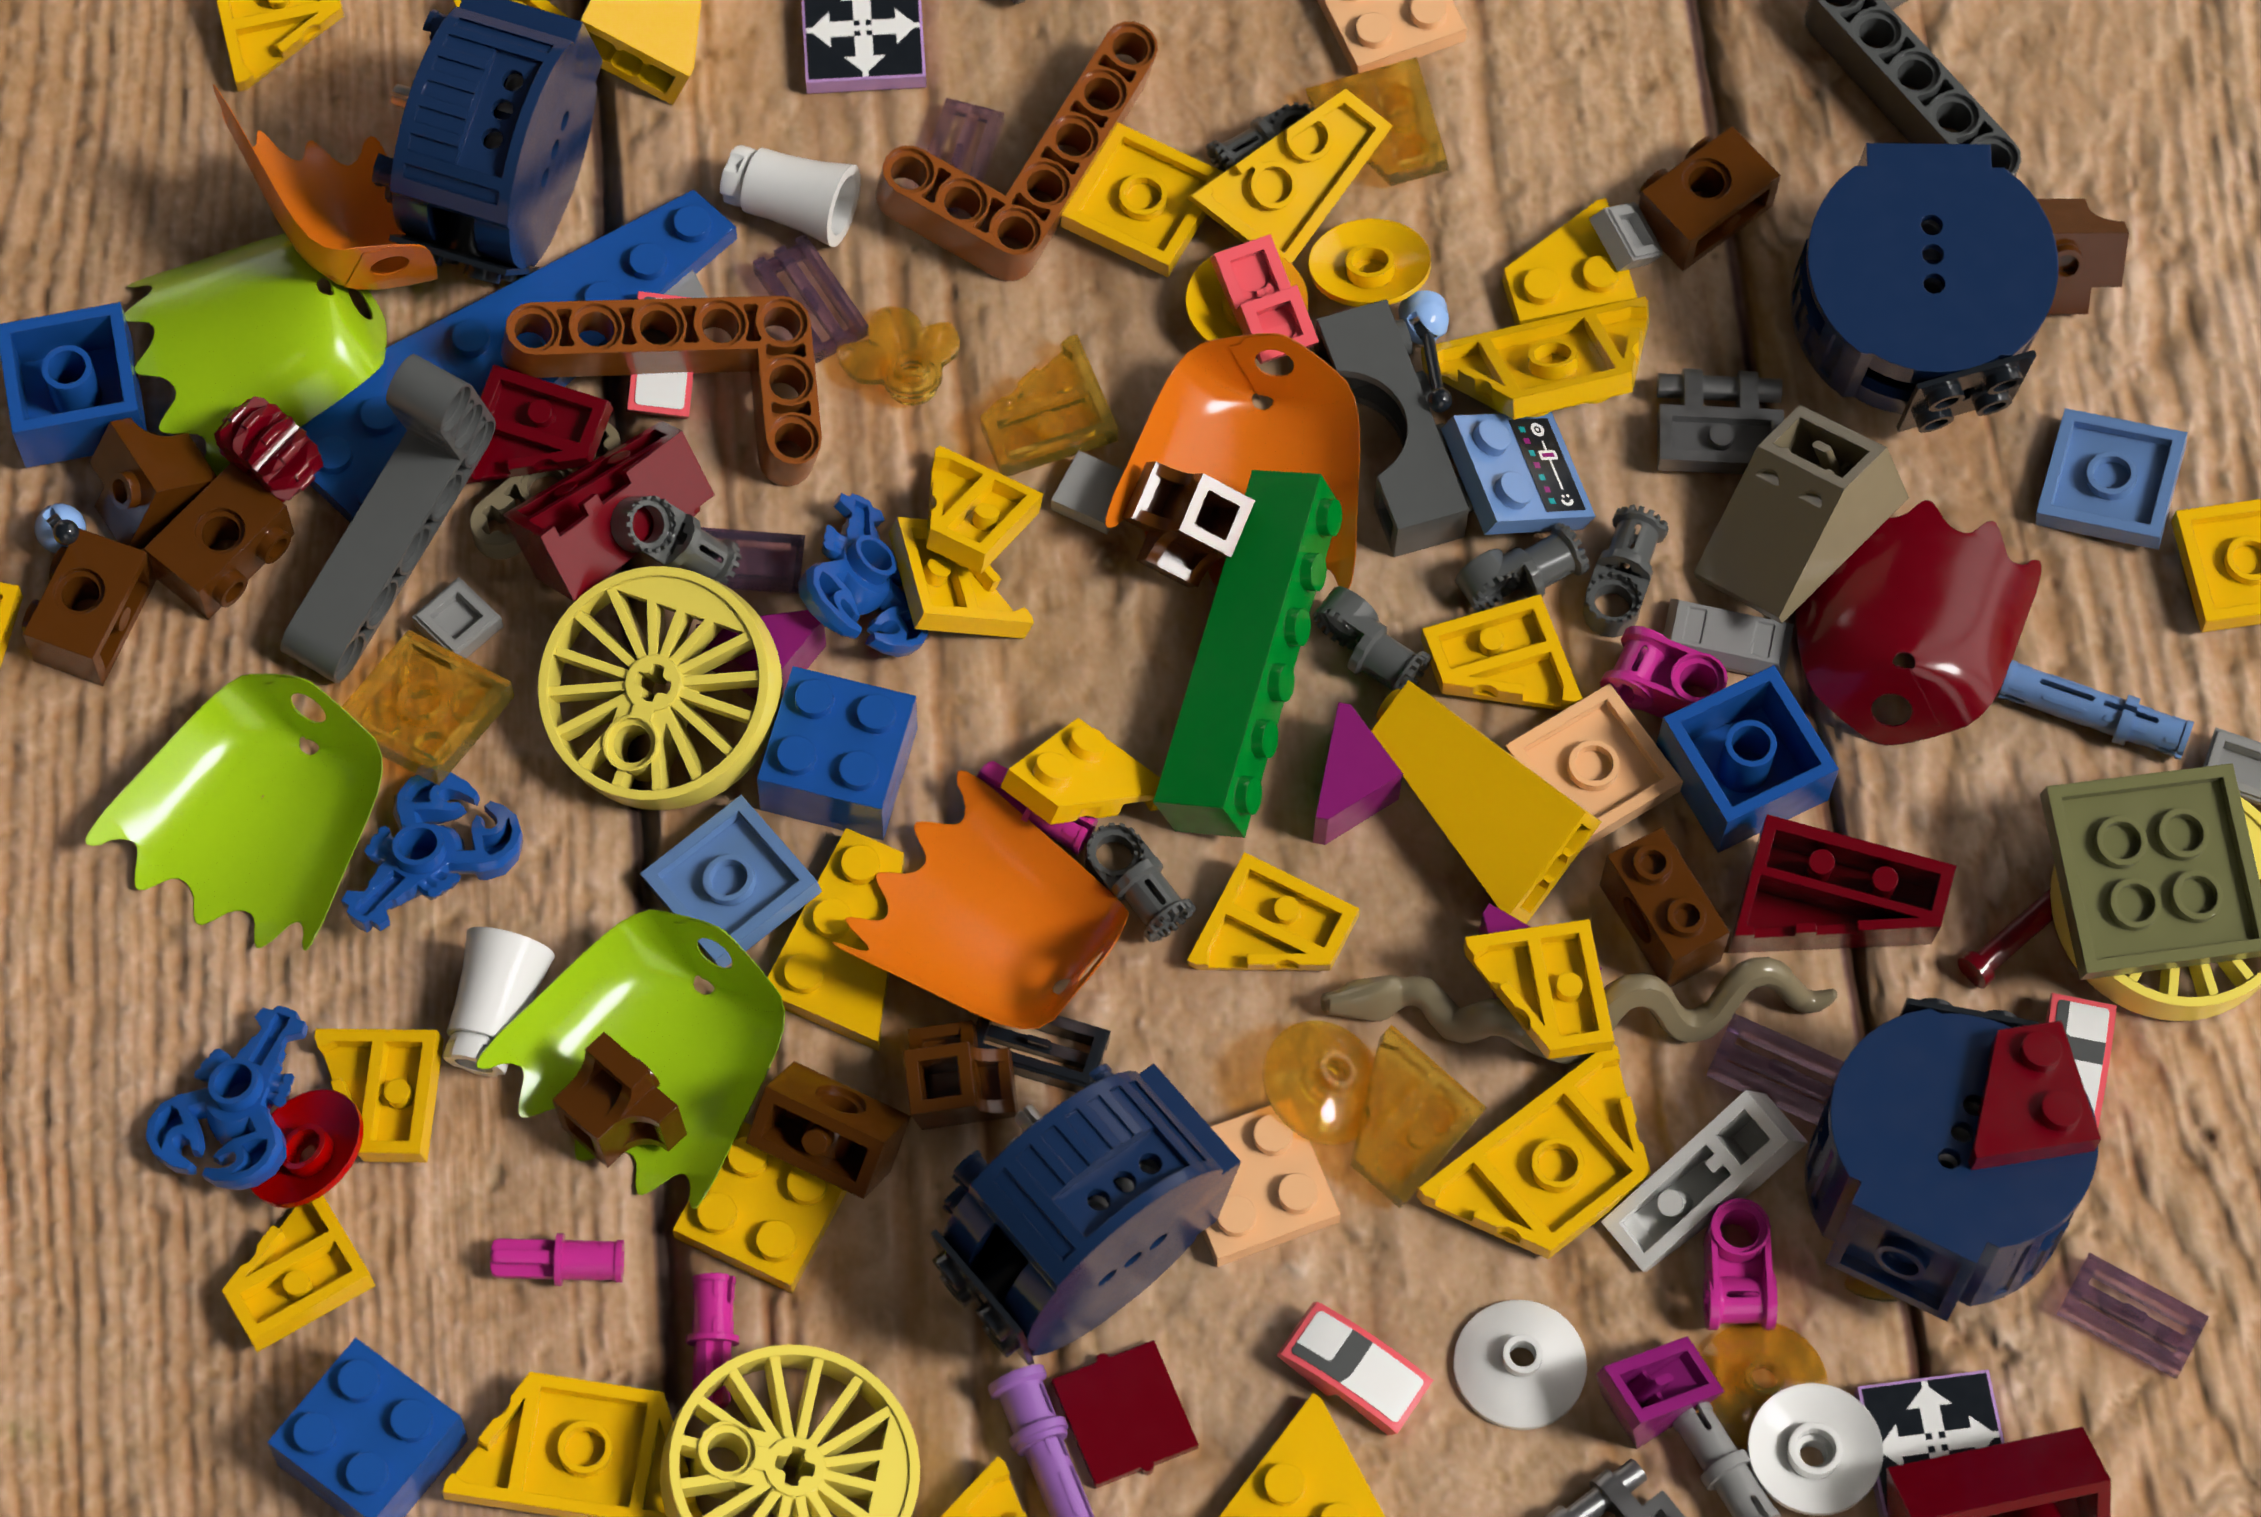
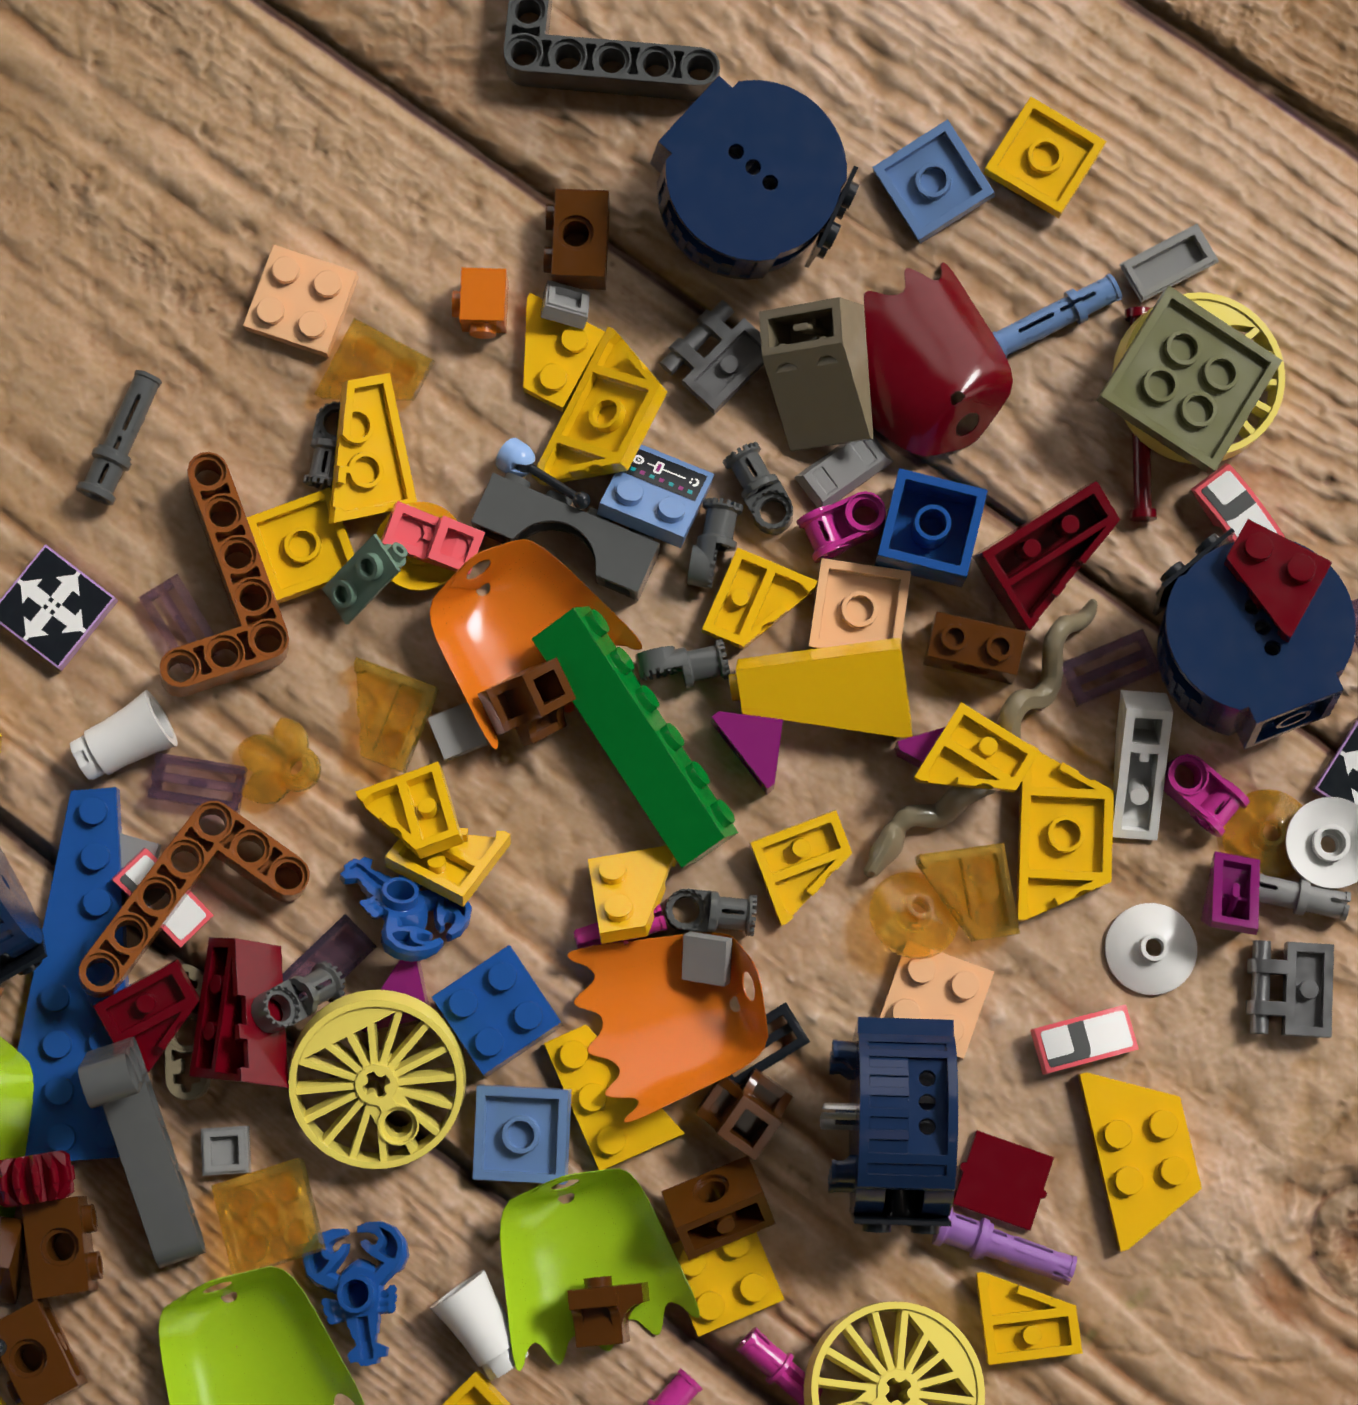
camera: 45 degrees left, 15 degrees up
(1082, 909) = (706, 958): none -> light grey tile
(1164, 265) = (364, 576): none -> sand green hinge
(1369, 262) = (445, 447): yellow dish -> none
(1553, 161) = (482, 302): none -> orange brick
(2088, 252) = (795, 66): reddish brown brick -> none

